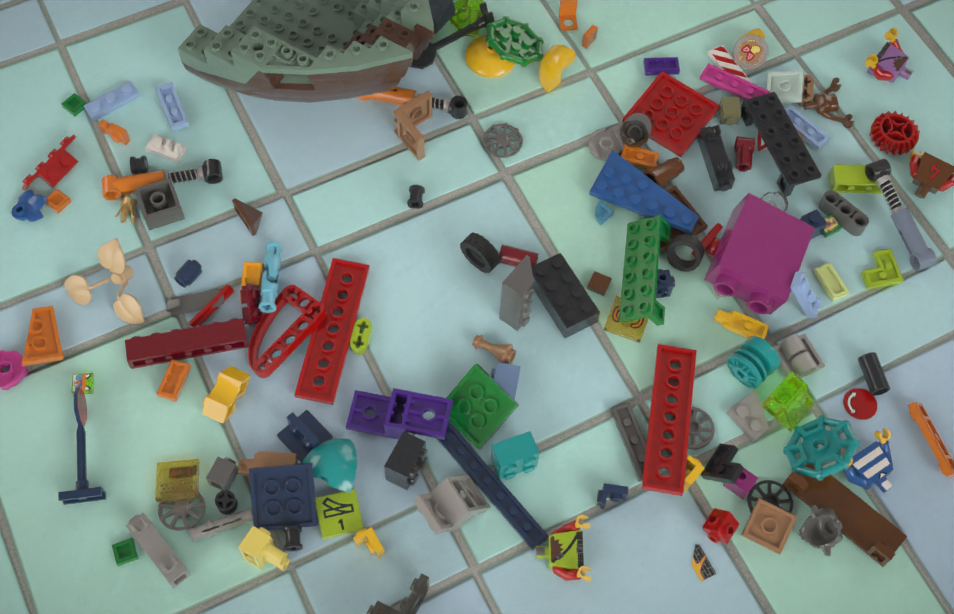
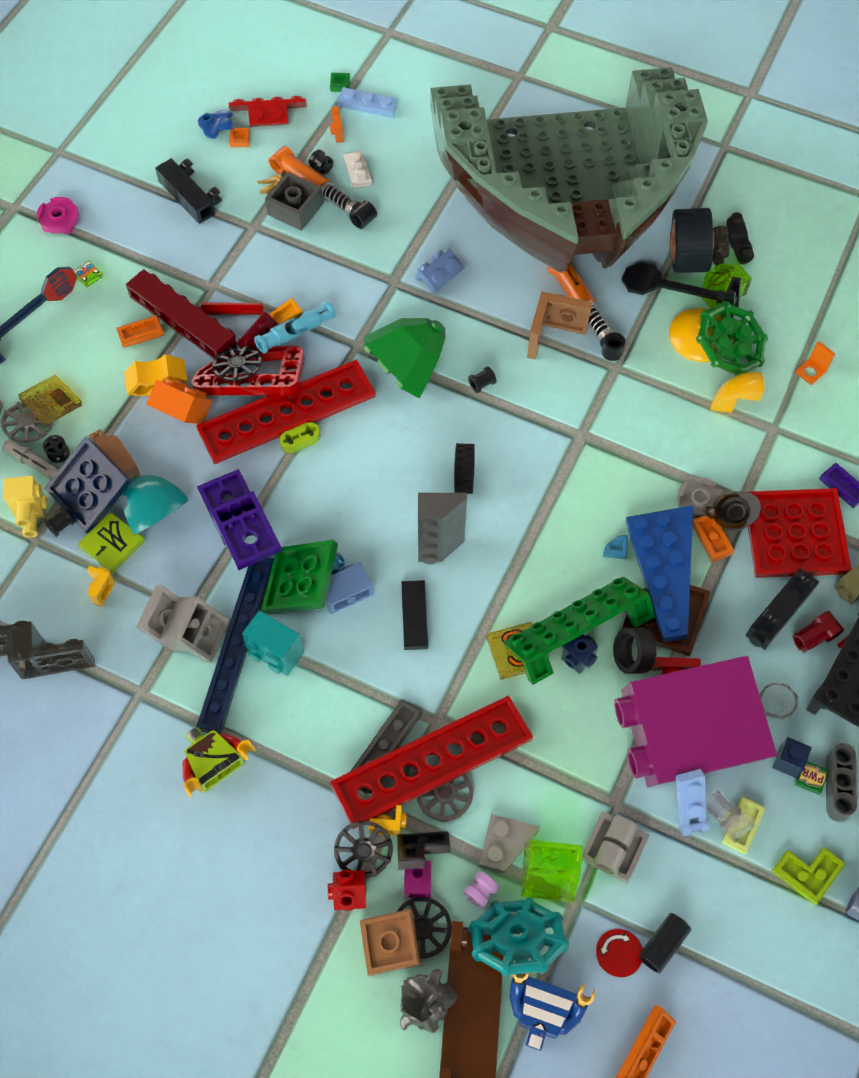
camera: 55 degrees right, 0 degrees up
(43, 338) = (103, 219): orange wing -> none
(60, 267) = (187, 193): none -> black brick
(112, 258) = (202, 224): tan plant -> none
(172, 106) = (400, 143): light blue plate -> none
(188, 273) = (248, 268): dark blue brick -> none
(192, 302) = (225, 292): dark grey piece -> none
(222, 473) = (78, 425): dark grey brick -> none
(249, 215) = (343, 271): reddish brown slope -> none
(267, 333) = (236, 364): none -> black wheel
(270, 389) = (179, 401): none -> orange brick
(303, 434) = (166, 459): dark blue bracket -> none
(304, 159) = (440, 271): none -> medium blue bracket
(357, 220) = (408, 351): none -> green brick
(406, 460) = (195, 555): black brick -> none
(502, 140) = (614, 407): flat silver wheel -> none
(502, 352) = (378, 564): medium nougat piece -> none
(513, 256) = (494, 506): dark red pin -> none
(556, 359) = (414, 615): none -> black tile
(563, 295) = (486, 572): black brick -> none
(589, 36) = (810, 398): orange tile -> none
(599, 283) = (533, 597): reddish brown tile -> none
(614, 492) = (309, 764): dark blue bracket -> none
(665, 172) = (714, 571): reddish brown plant -> none
(699, 498) = (364, 848): none -> black wheel
(701, 564) = (299, 902): sticker -> none
(741, 324) = (605, 766): yellow hinge -> none
(753, 362) = (563, 801): teal wheel -> none
(772, 450) = (480, 890): none -> lavender wheel
(830, 282) = (732, 820): none -> clear piece

